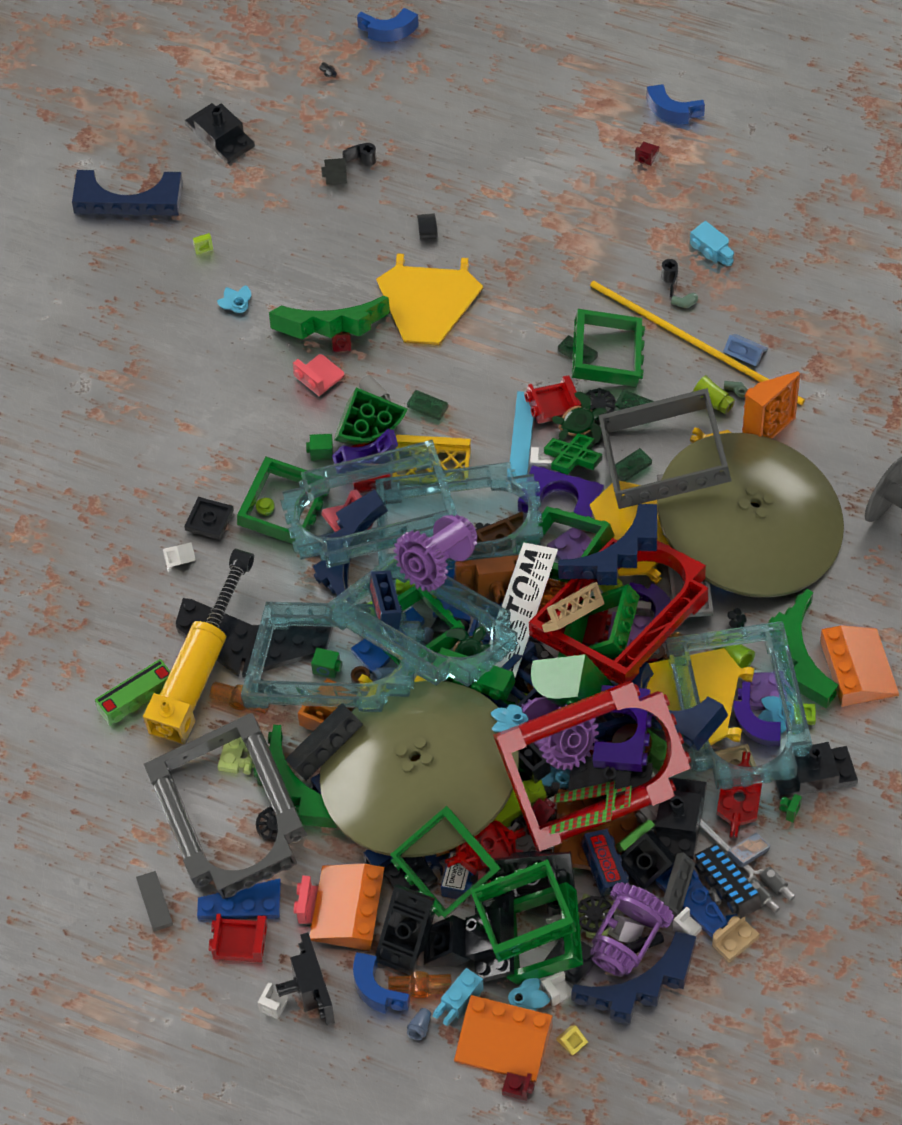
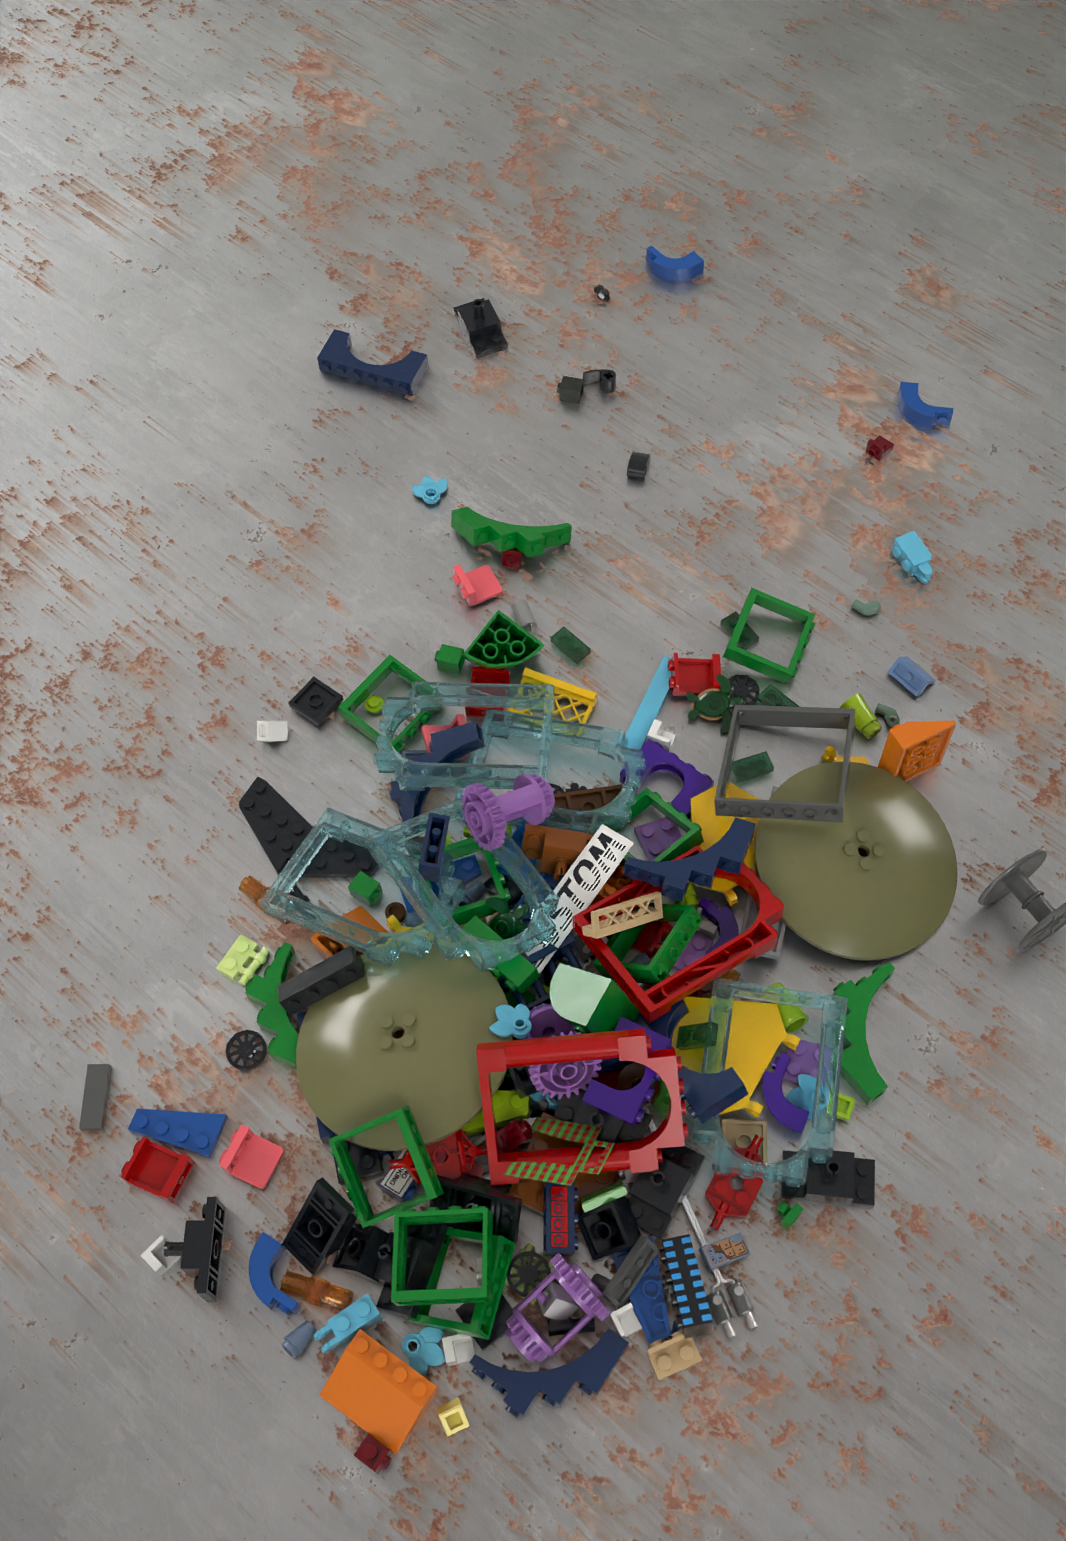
camera: 20 degrees right, 5 degrees up
(132, 693) = (170, 862): bright green brick -> none
(172, 711) = (195, 893): yellow piece -> none
(202, 243) = (420, 427): lime plate -> none
(289, 823) = (250, 1059): dark grey door -> none
(347, 905) = (278, 1171): orange slope -> none
(385, 442) = (507, 675): dark purple arch -> none
(427, 300) = (611, 538): yellow flag -> none
(573, 453) = (695, 738): green plate -> none
(670, 274) = (860, 576): black panel -> none
(671, 685) = (697, 1036): none -> clear green plate
(680, 333) = (857, 647): yellow piece -> none
(737, 620) = (803, 971): black plant -> none
(857, 664) = (918, 1066): orange slope -> none

